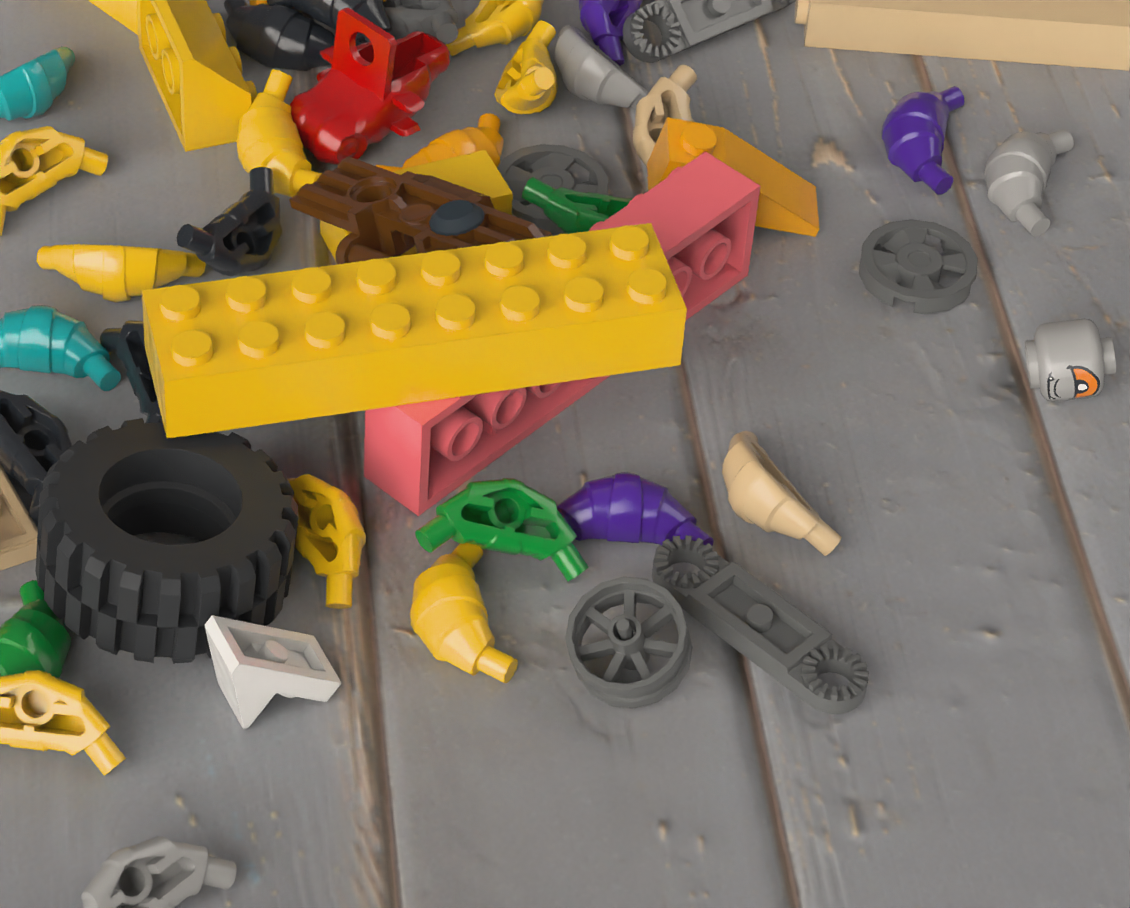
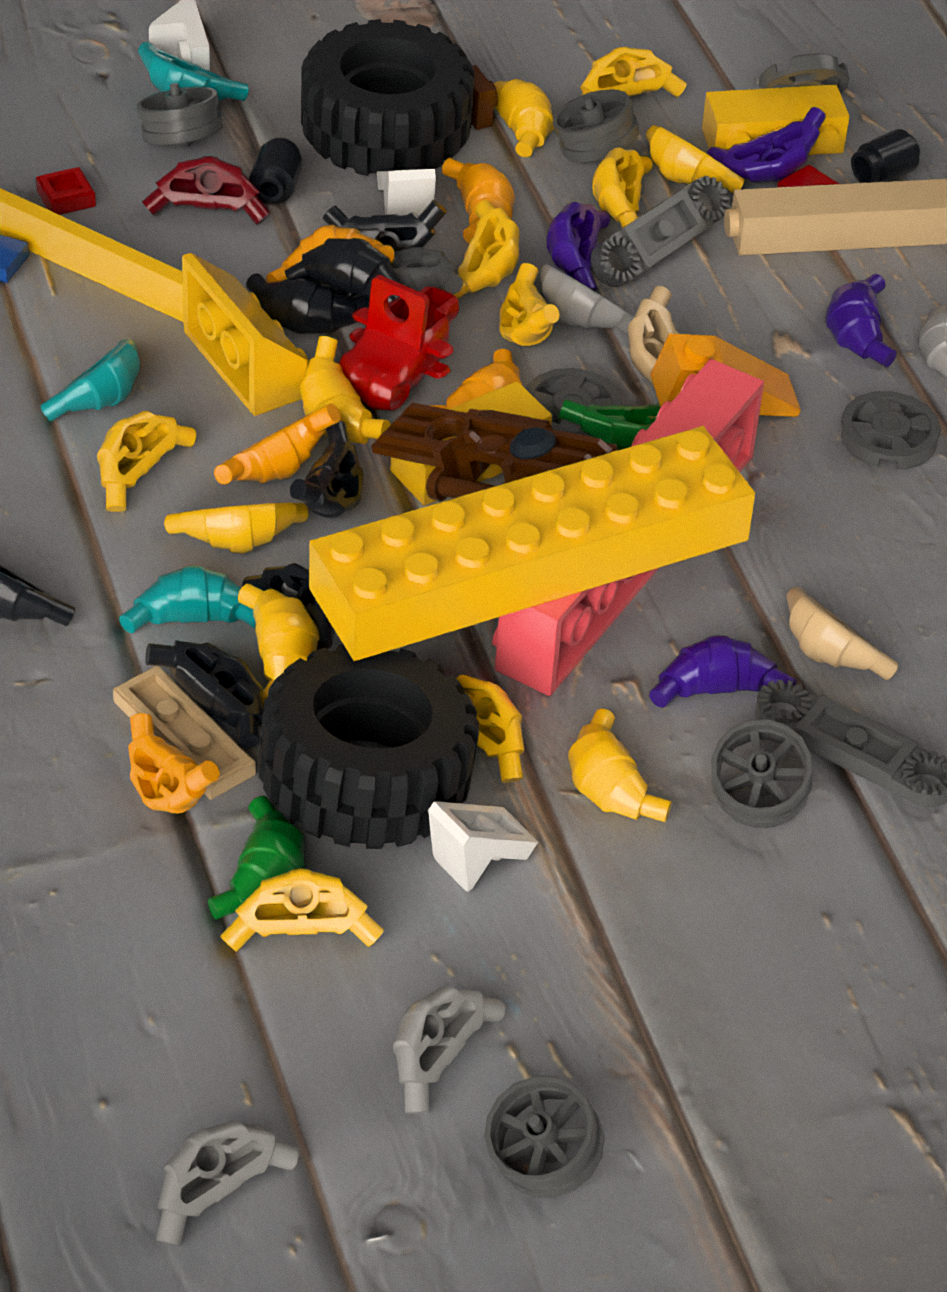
camera: 10 degrees left, 0 degrees up
(118, 387) = (281, 630): none -> yellow piece
(190, 195) = (281, 452): none -> light orange piece
(508, 520) = (636, 689): green piece -> none

